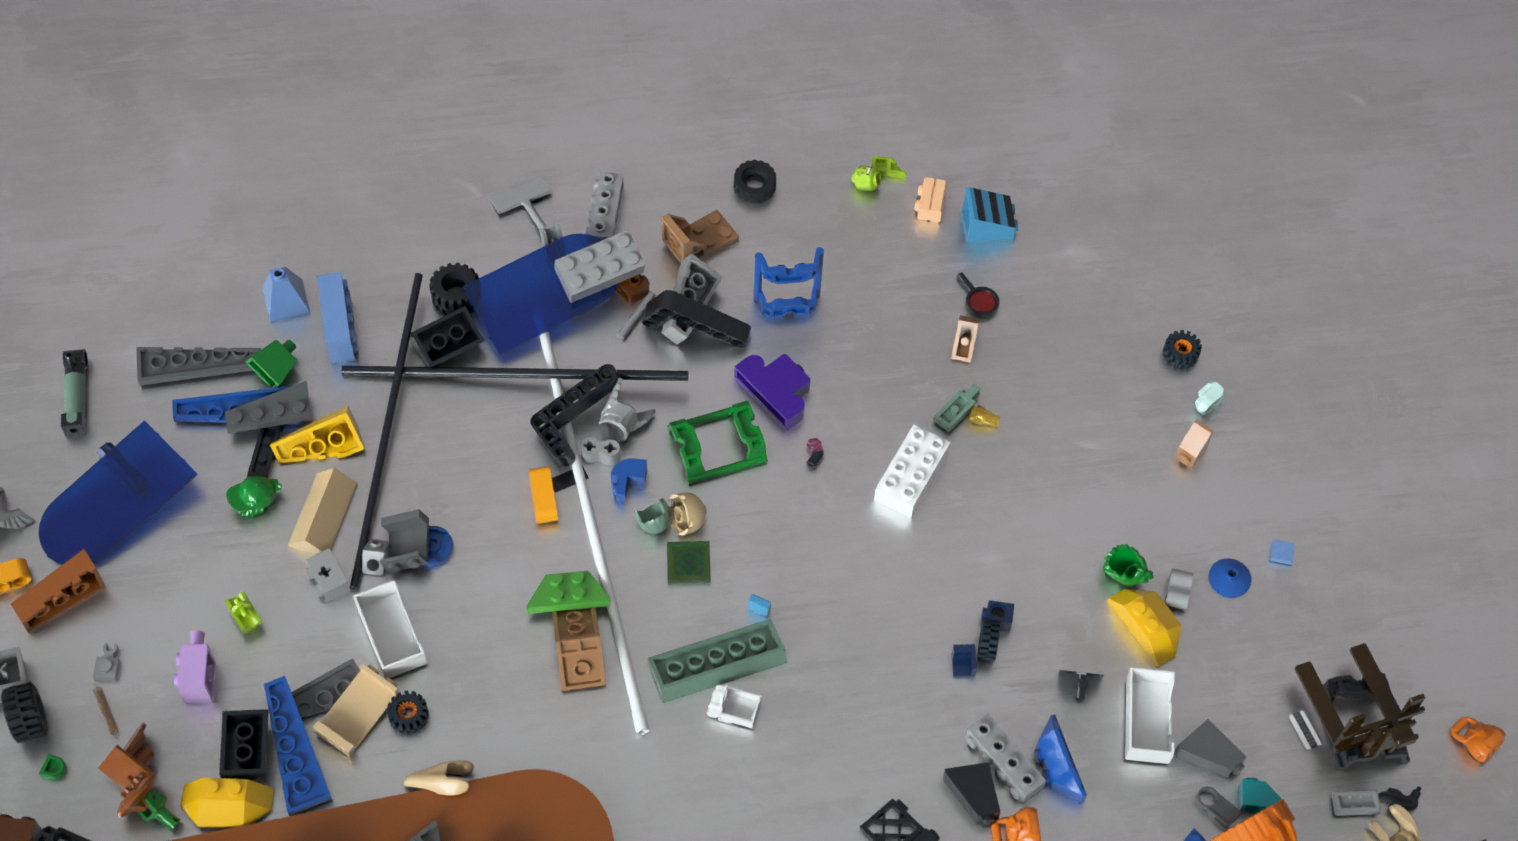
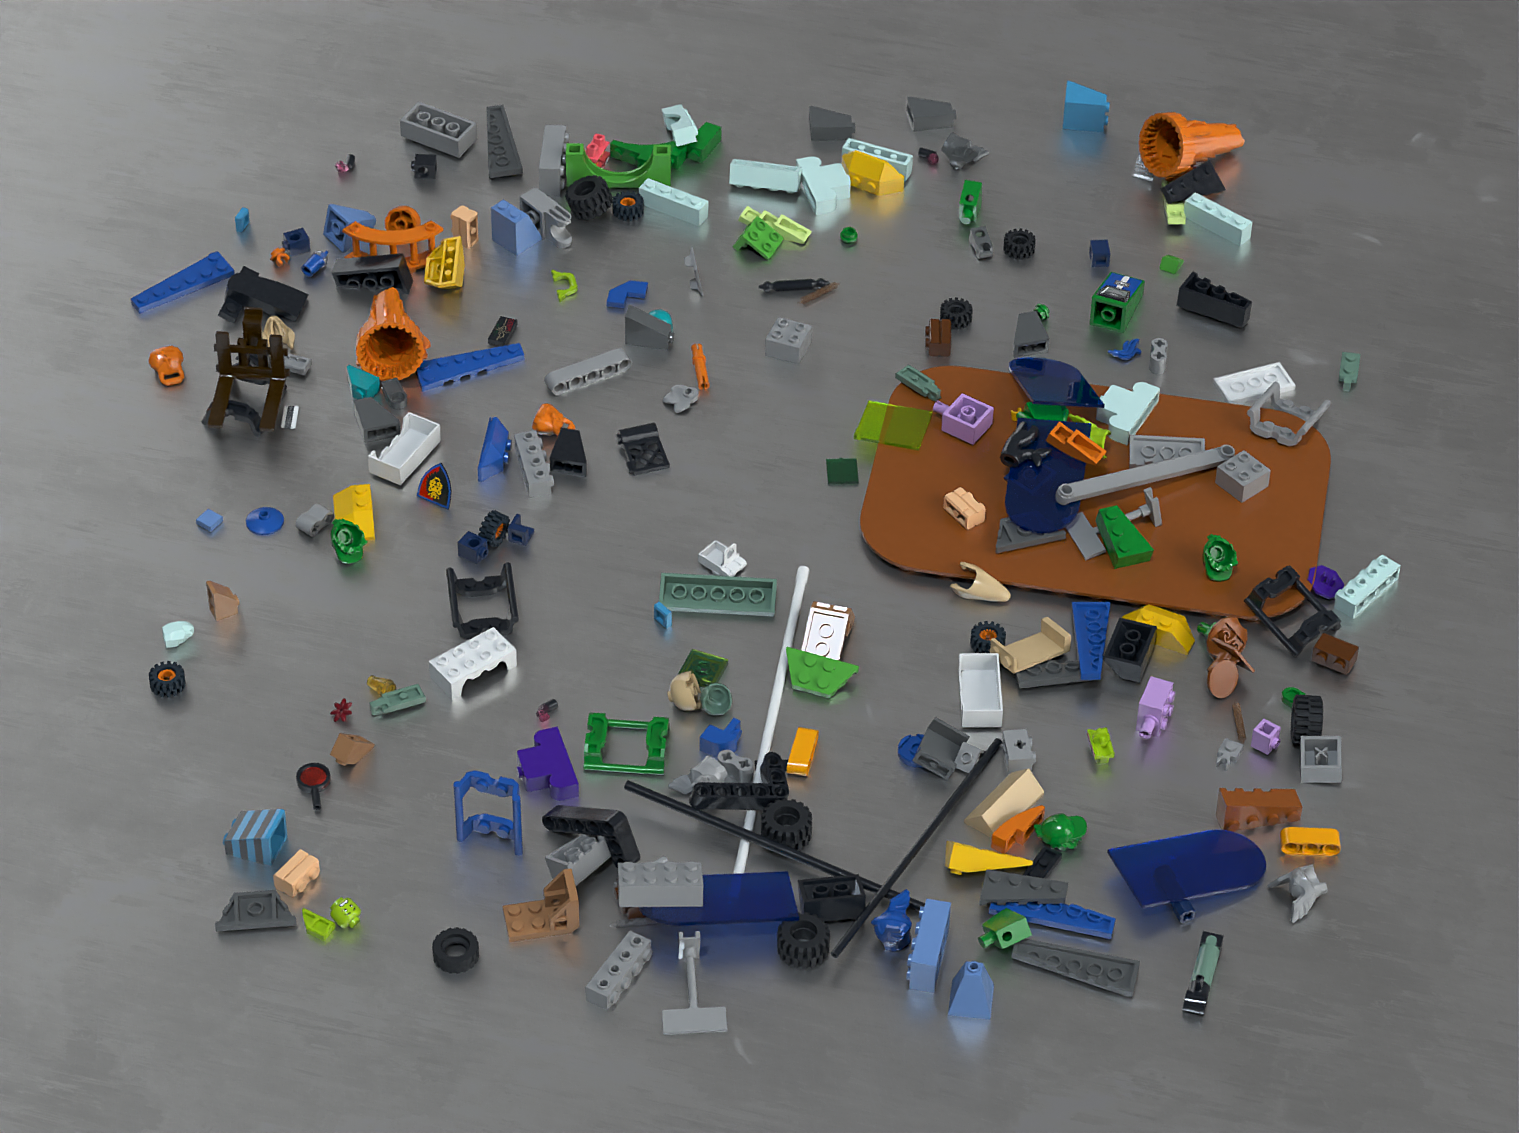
camera: 155 degrees left, 15 degrees down
(68, 684) = (1266, 736): none -> lavender brick
(298, 483) = (1017, 829): none -> orange slope
(376, 325) = (894, 925): none -> blue helmet
(515, 387) = (787, 813): none -> black tyre
(938, 523) = (486, 587): none -> black piece
(942, 157) = (255, 911): none -> dark grey wing
(1002, 377) = (341, 710): none -> dark red plant

